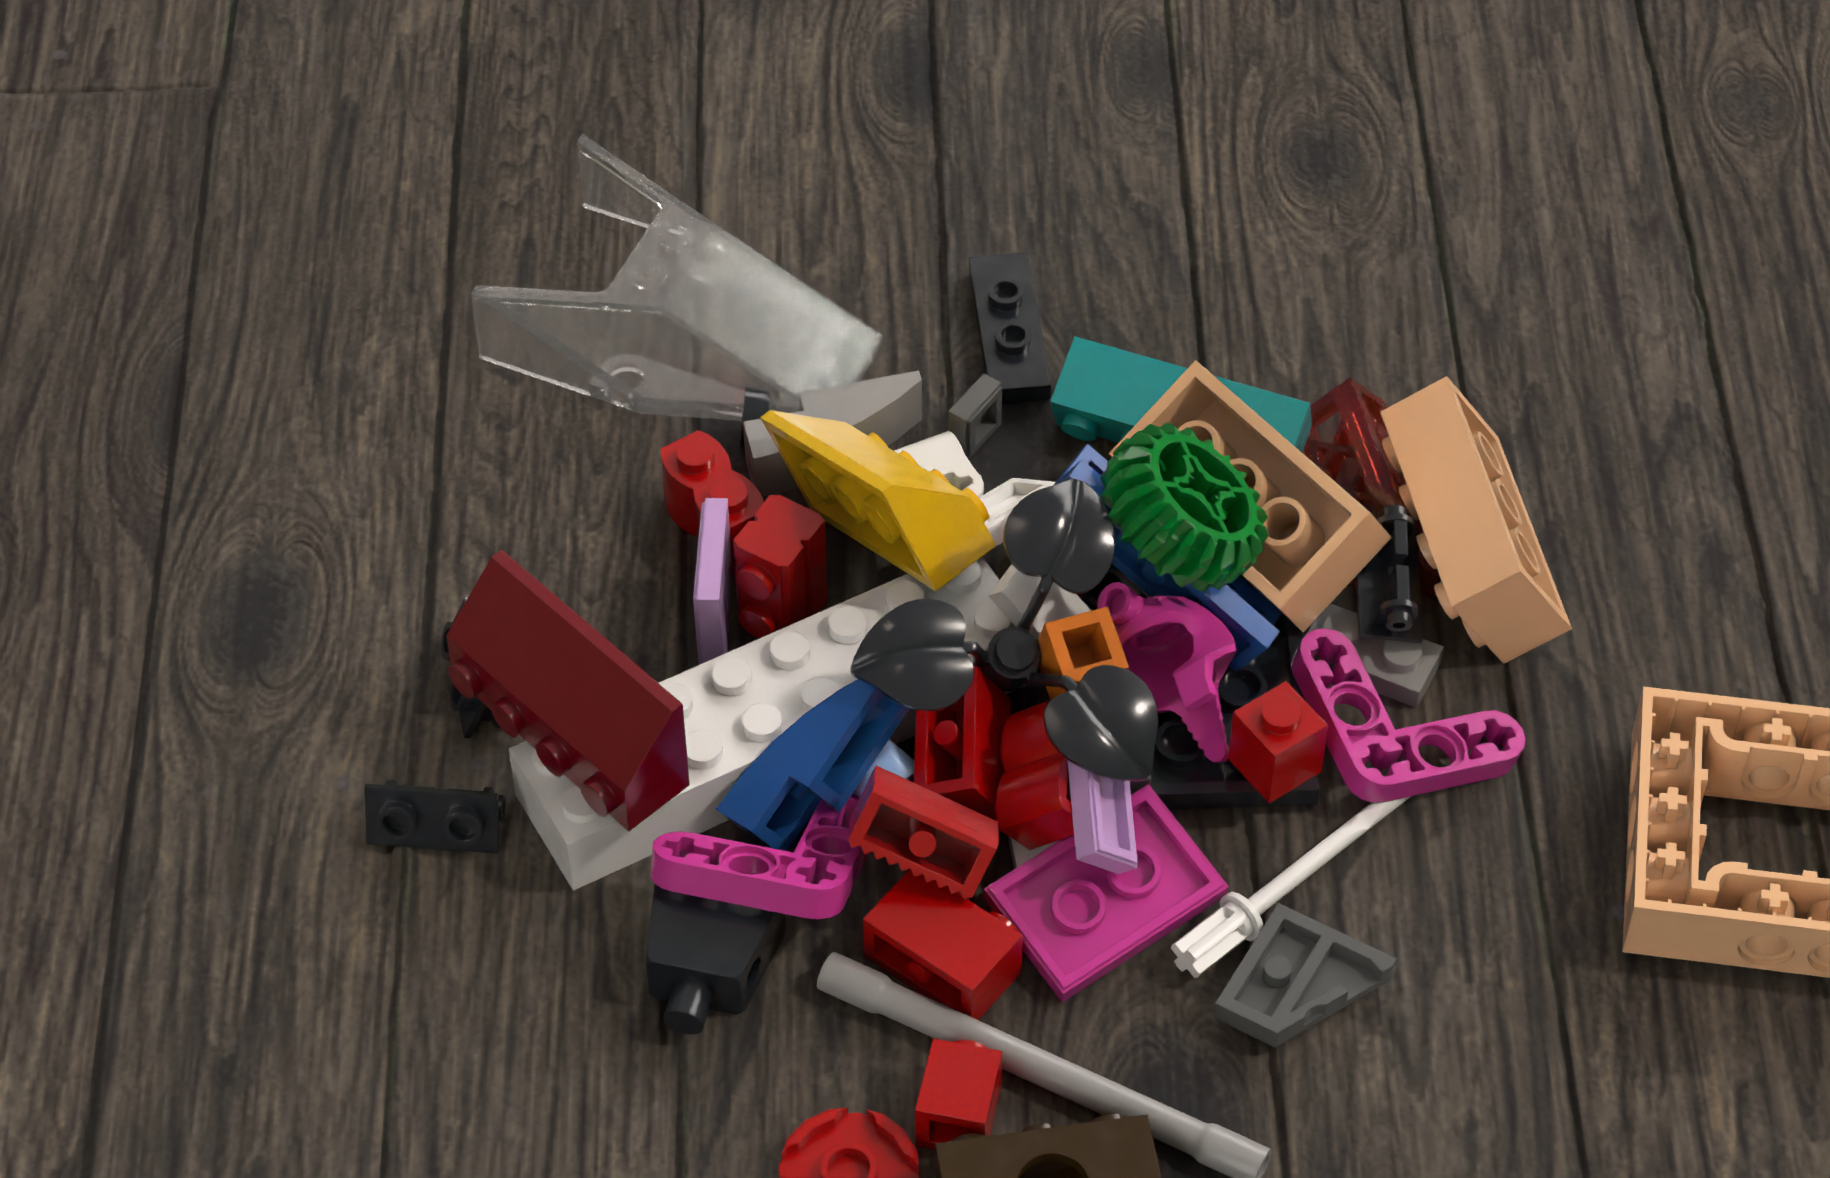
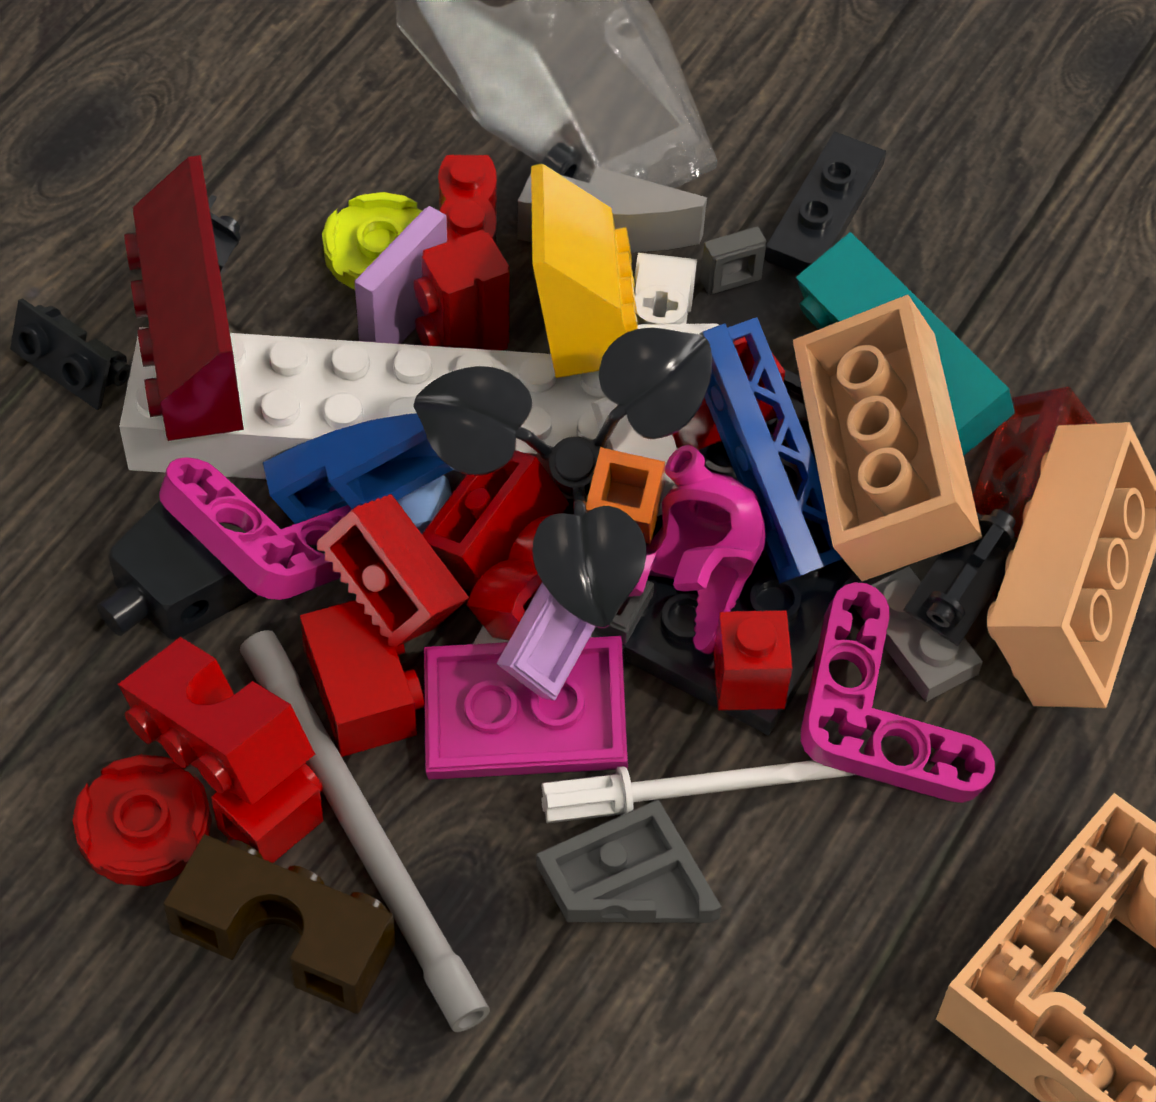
camera: 30 degrees right, 5 degrees up
(637, 566) = (363, 232): none -> neon yellow tile
(914, 1049) = (233, 740): none -> red arch
(1184, 507) = (772, 418): green gear -> none

